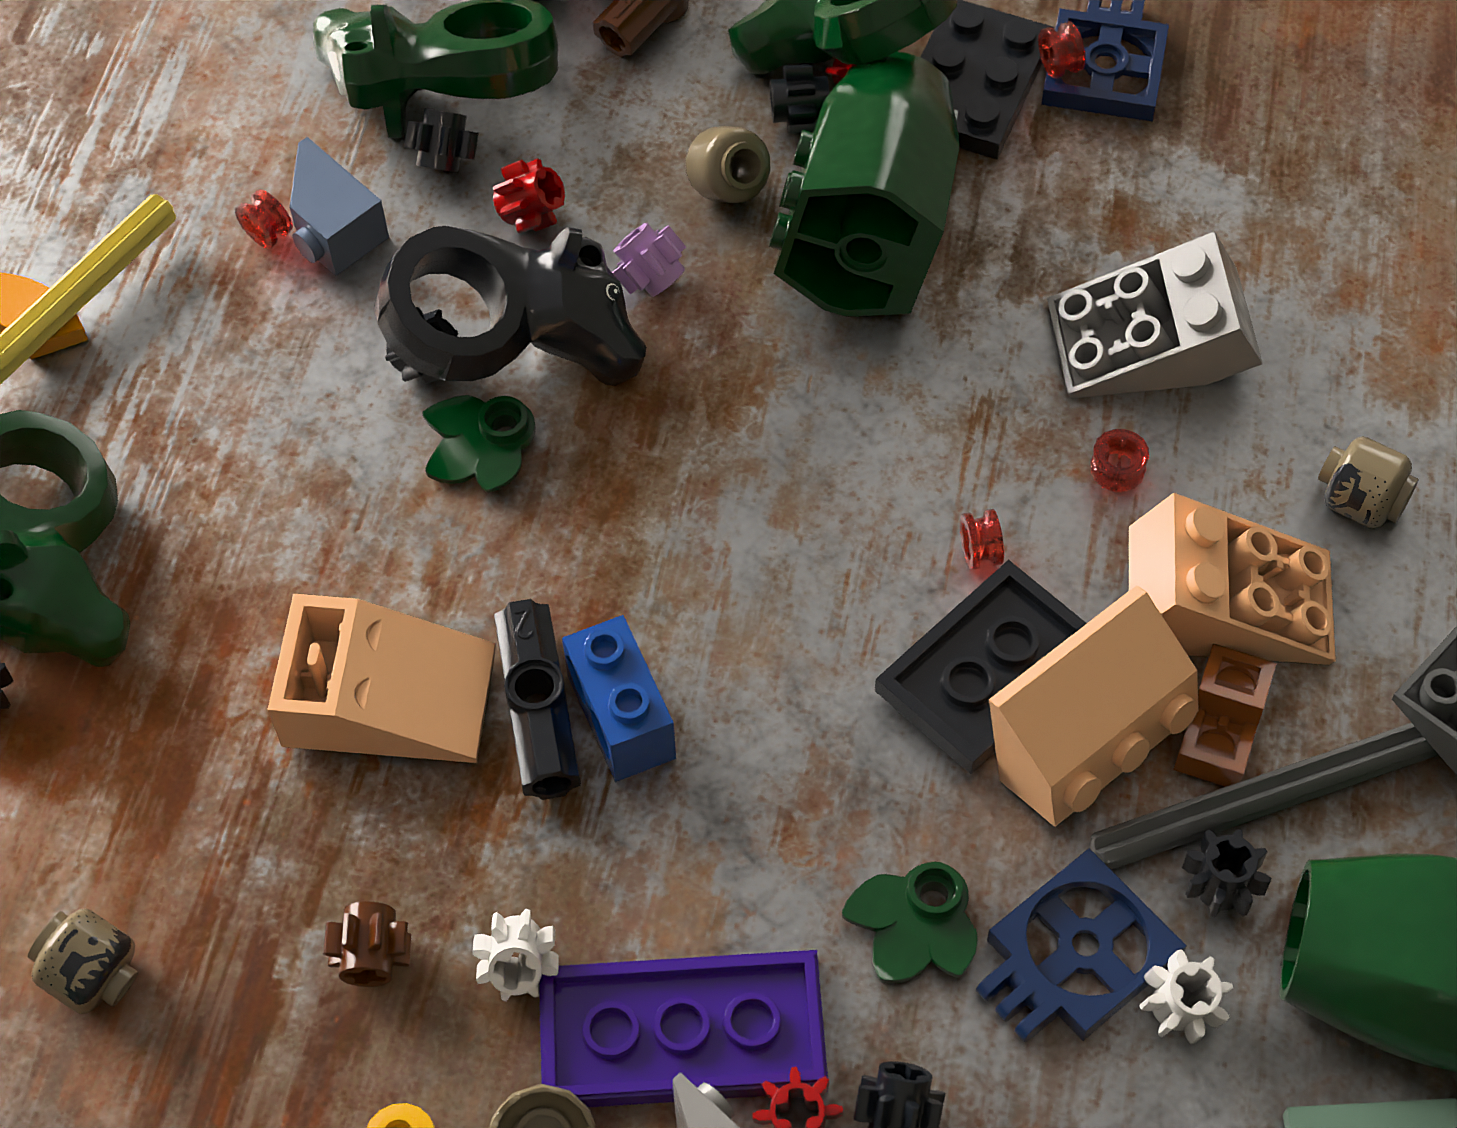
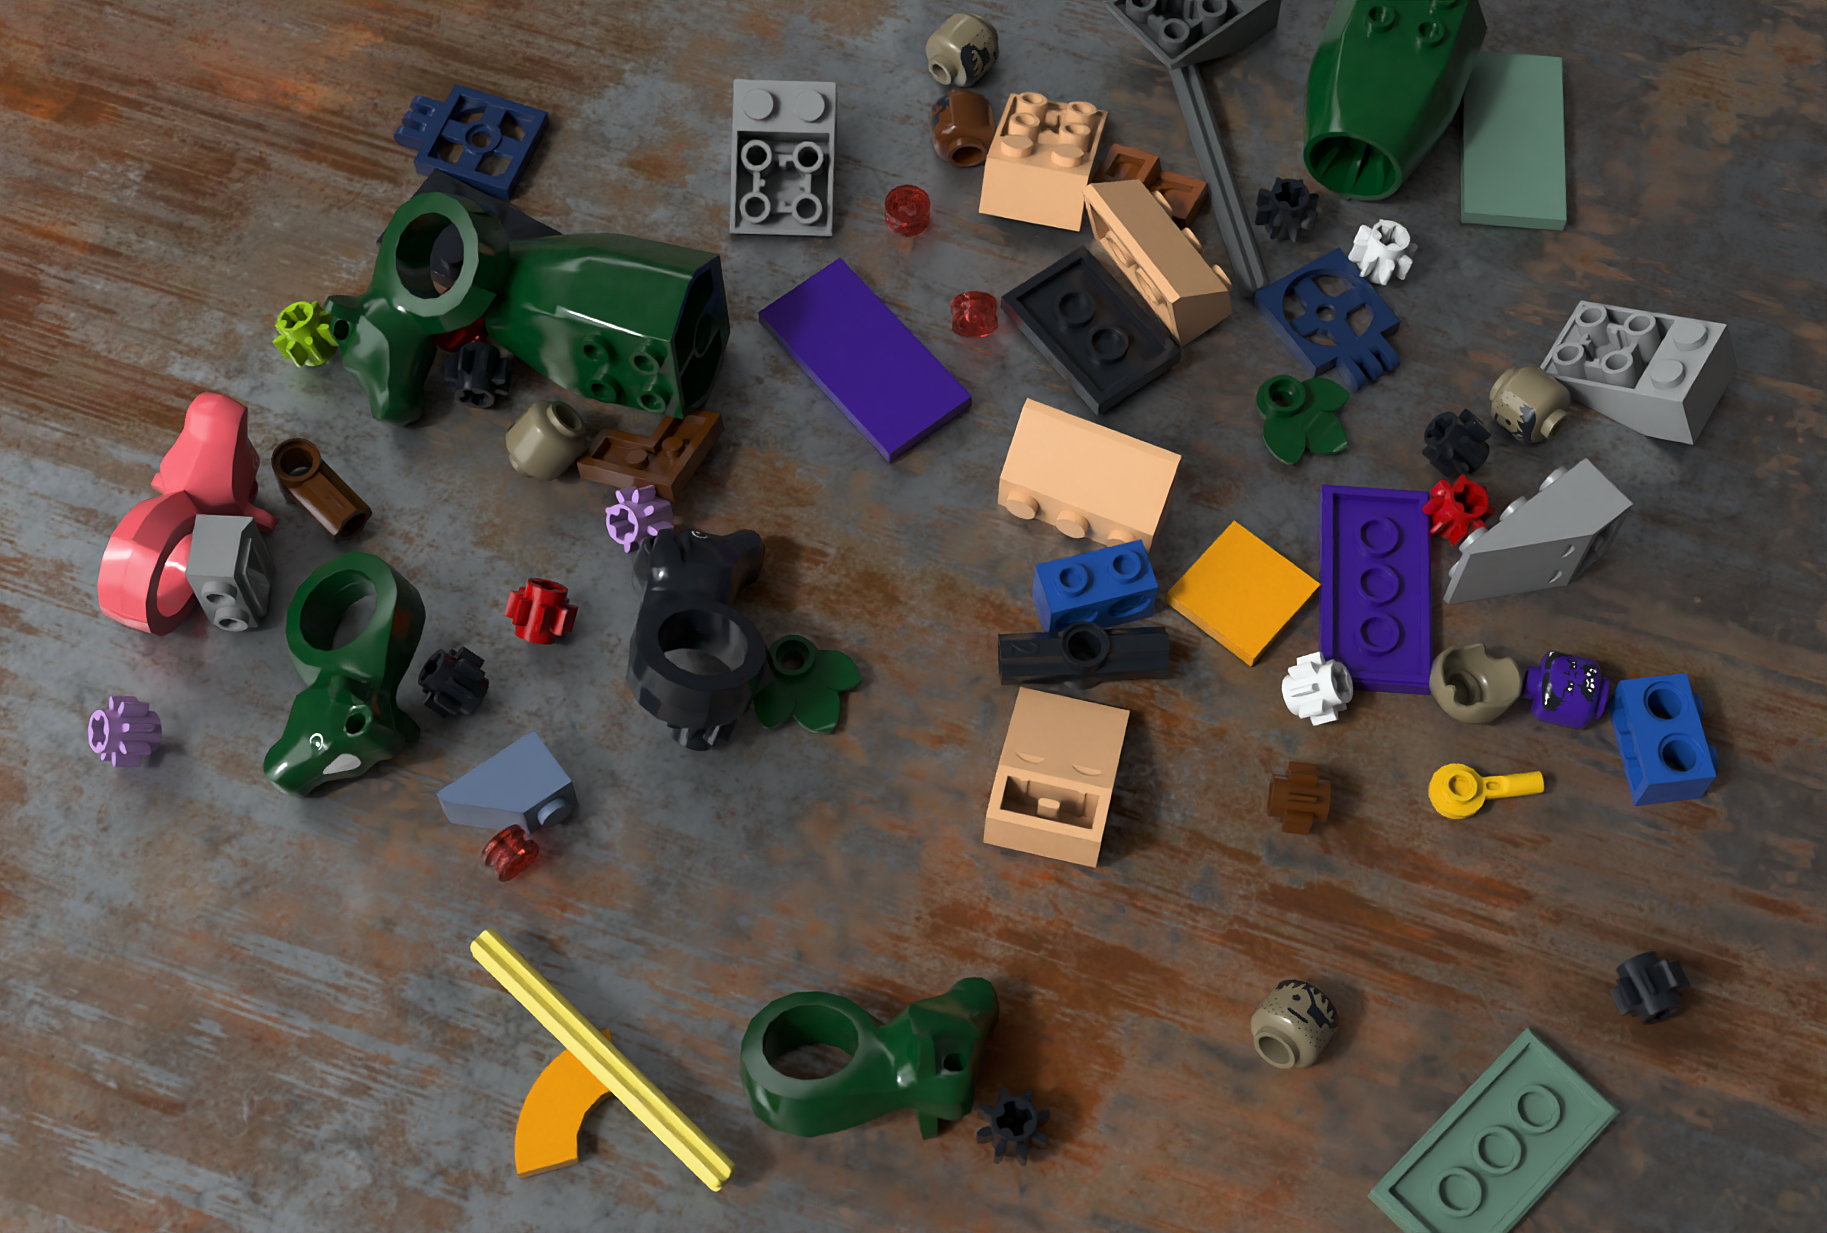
camera: 85 degrees left, 5 degrees up
(652, 872) = (1242, 593): none -> light orange tile
(722, 268) = (662, 460): none -> reddish brown plate
(752, 672) = (1087, 478): none -> light nougat slope
(903, 446) = (865, 359): none -> dark purple tile
(1061, 49) = (481, 159): clear red bush -> none
(1254, 489) = (962, 127): none -> reddish brown head

